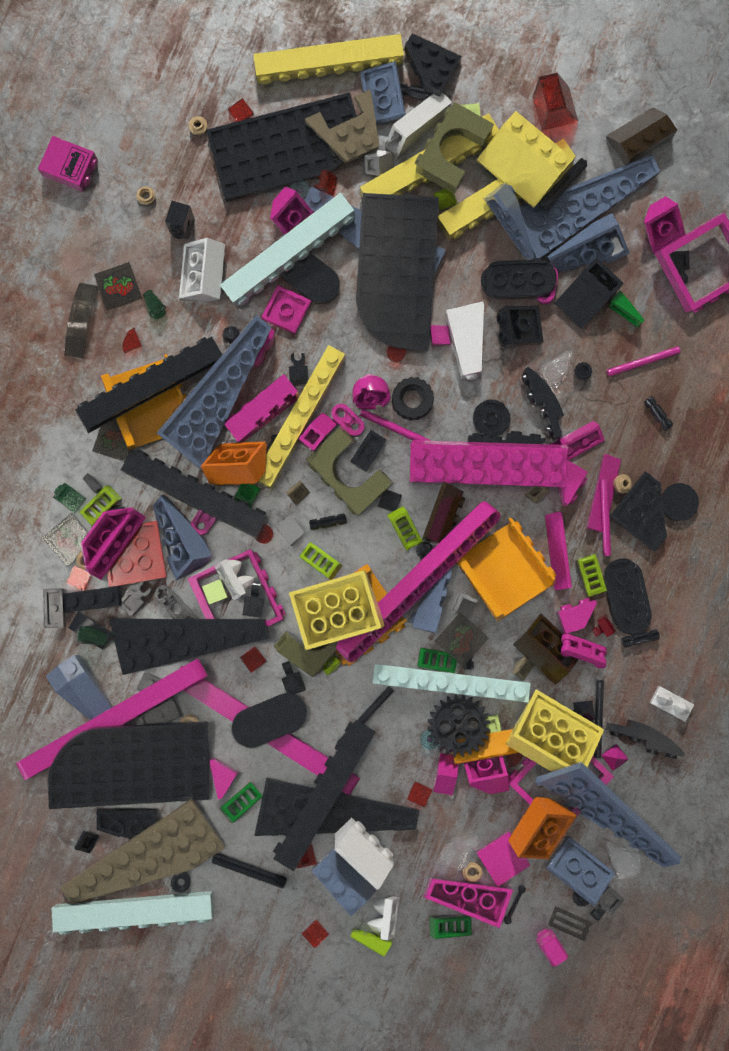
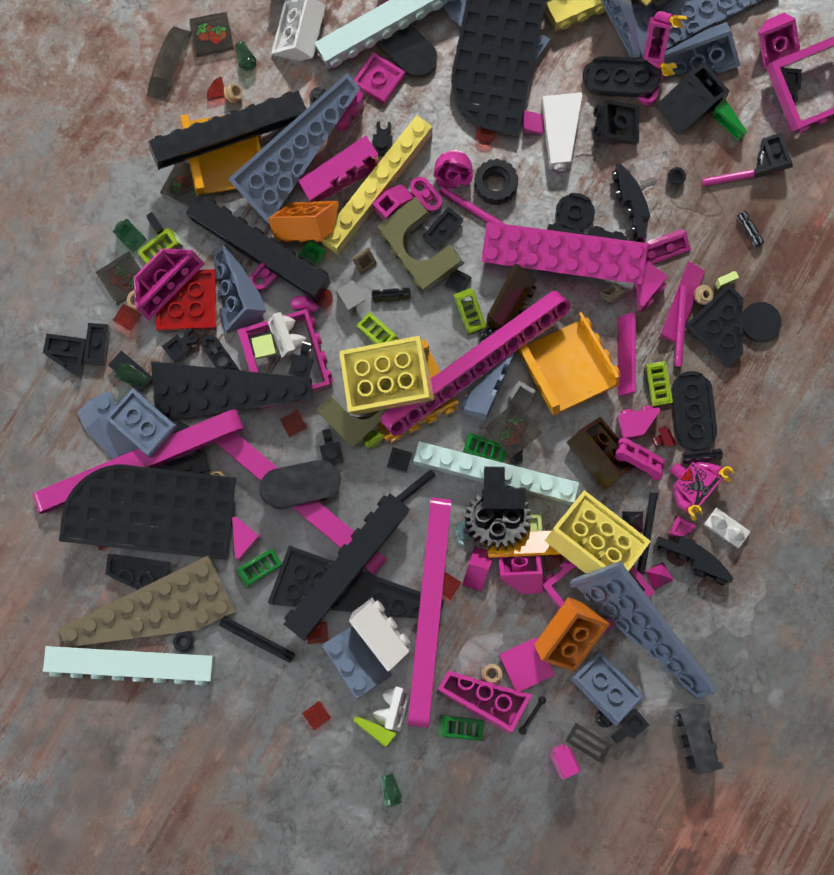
camera: 15 degrees right, 5 degrees down
(26, 620) = (66, 352): none -> black wing
(86, 841) = (92, 585): black slope -> none
(92, 599) = (137, 339): black plate -> none
(109, 683) = (141, 422): none -> sand blue tile
(148, 343) = (233, 92): none -> tan plate
(246, 541) = (302, 302): none -> dark pink arm
(358, 680) = (399, 460): none -> black tile
(394, 996) = (390, 791): none -> clear green cone
(407, 825) = (429, 613): none -> dark pink beam
(457, 706) = (497, 495): none -> black plate
(522, 668) = (573, 469): dark tan slope -> none
(549, 242) = (657, 40): none -> dark pink torso
(629, 709) = (681, 527): none -> dark pink tile
(639, 667) = (696, 484): none -> torso
(642, 467) = (723, 281): none -> yellowish green tile
(670, 908) = (697, 739): none -> black wedge
(671, 340) = (772, 156): none -> black wing

